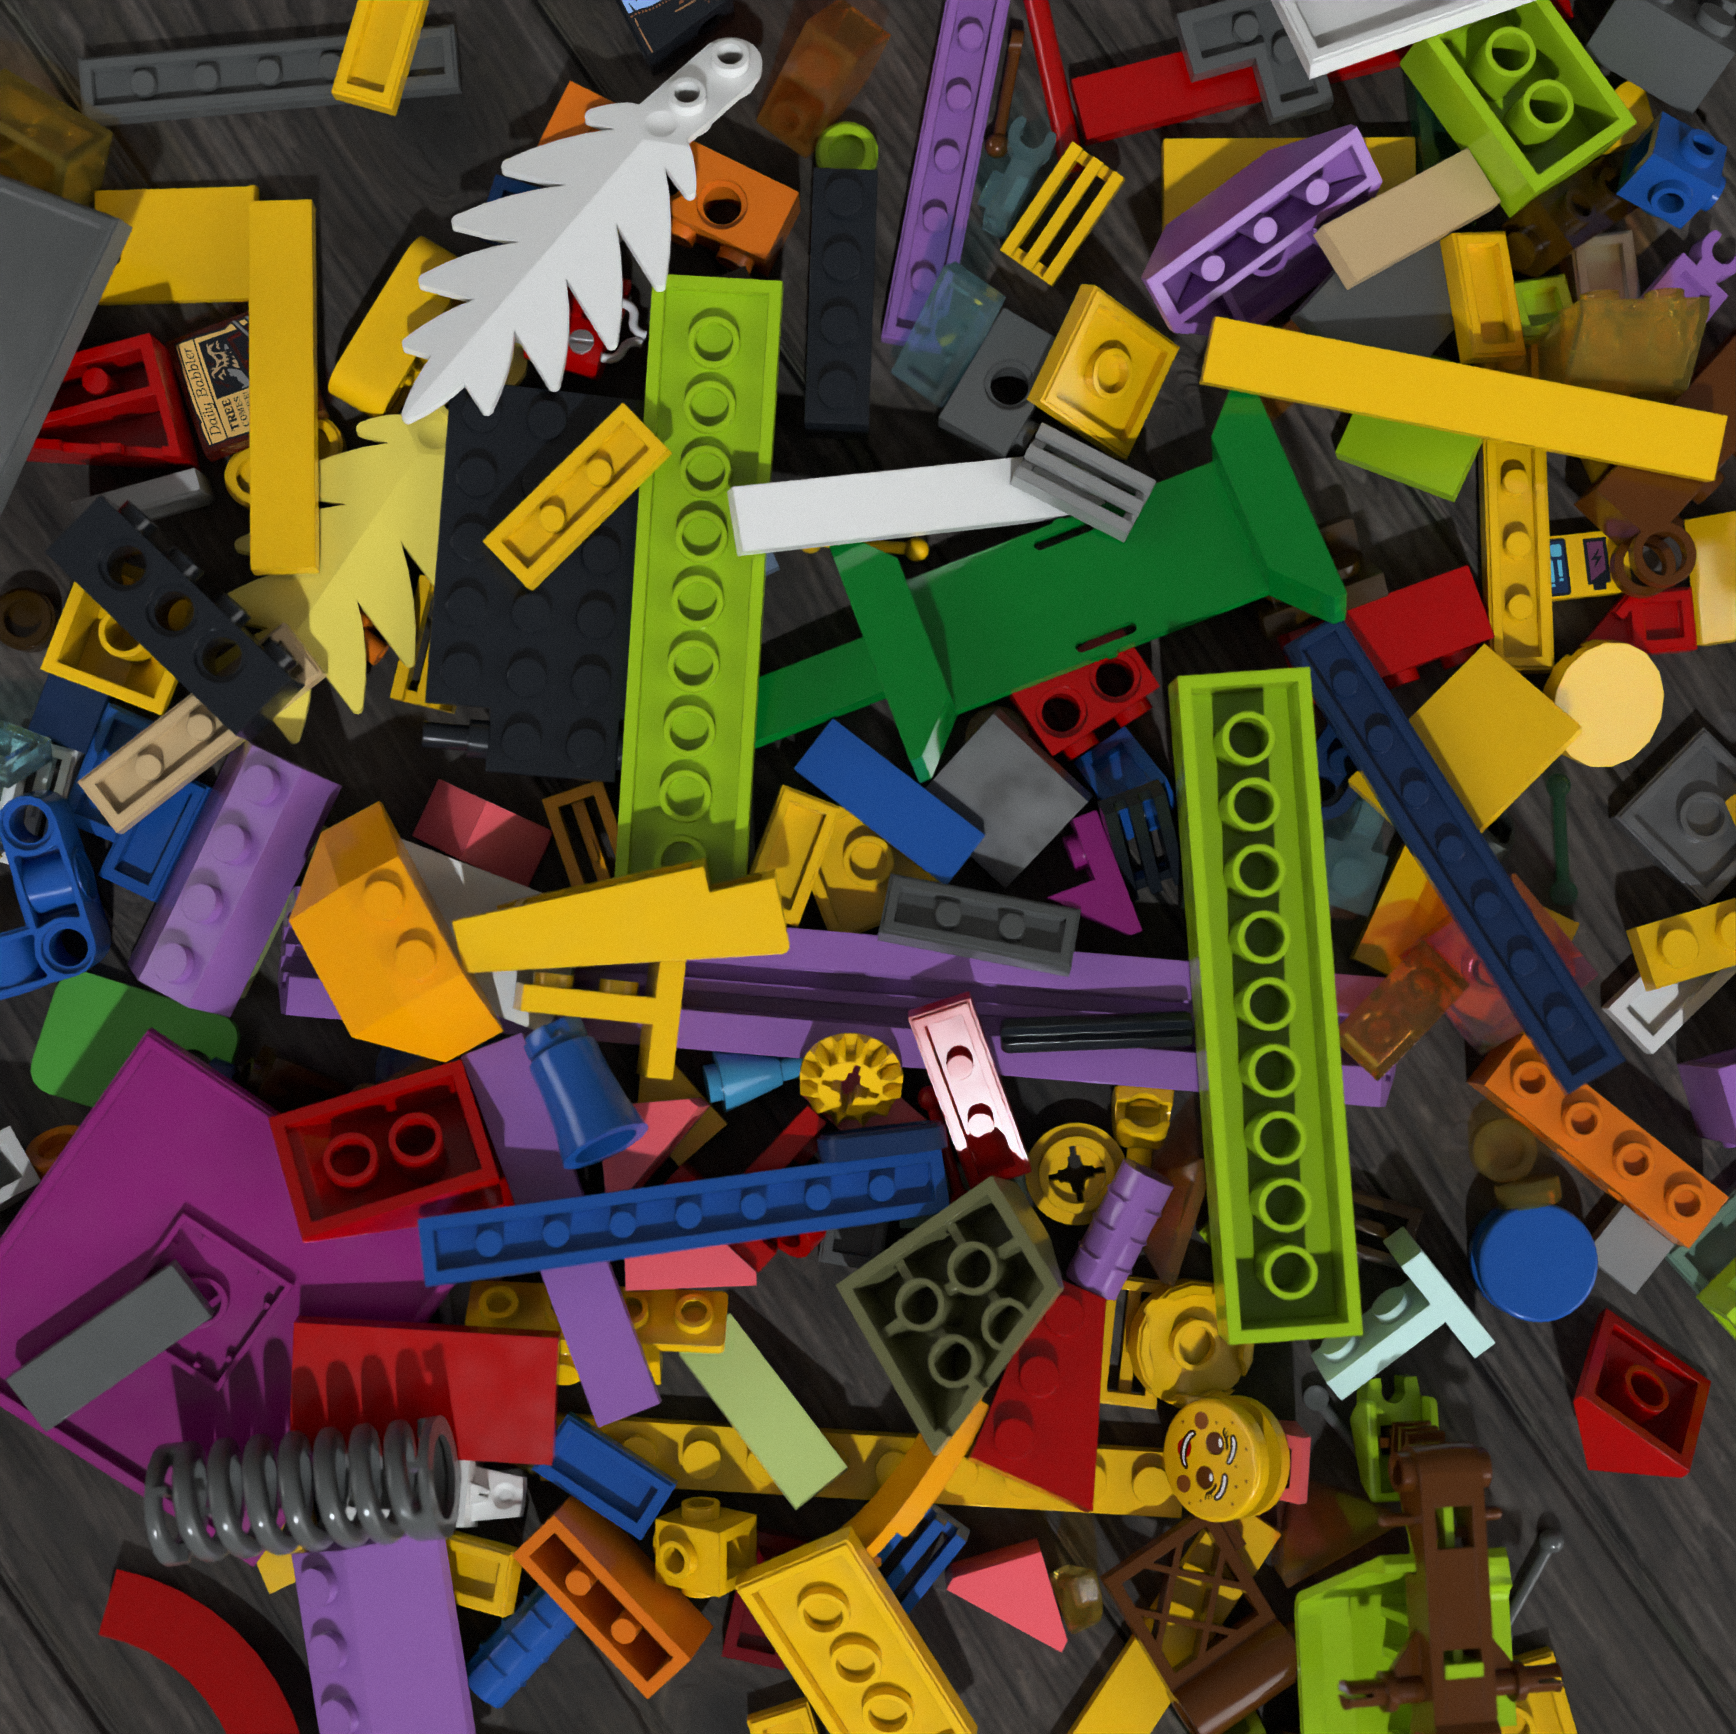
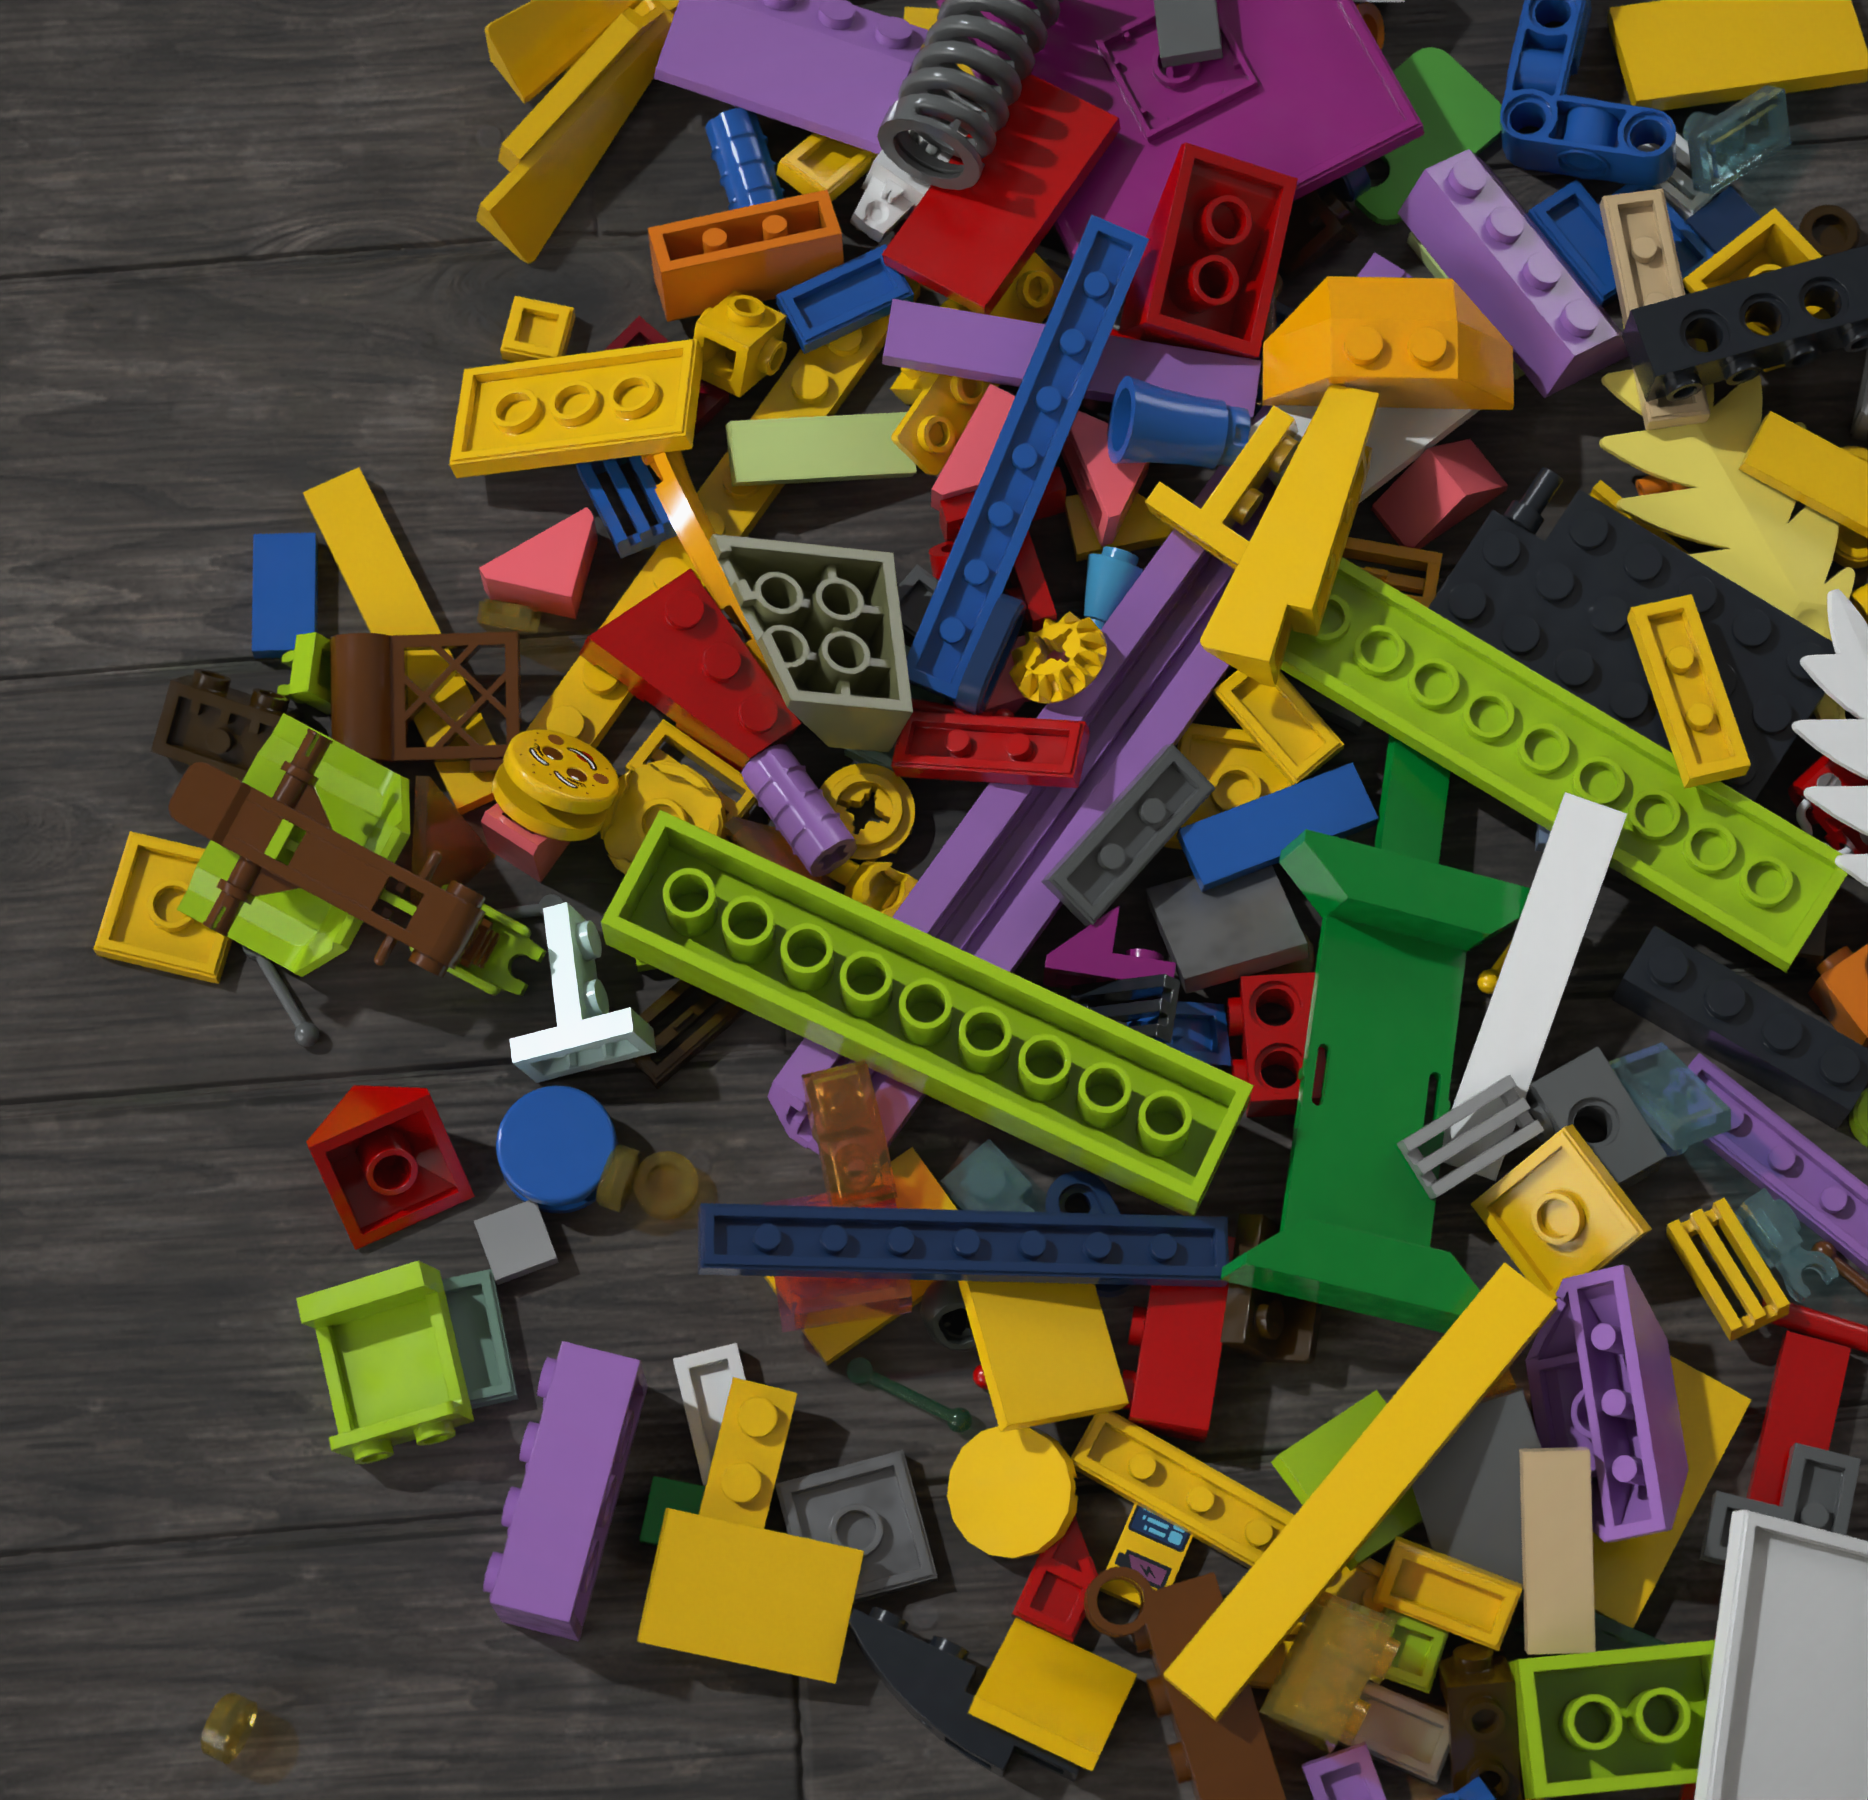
camera: 120 degrees right, 15 degrees down
(1096, 1032) = (984, 868): black axle -> none
(1599, 1142) = (609, 1264): orange brick -> none

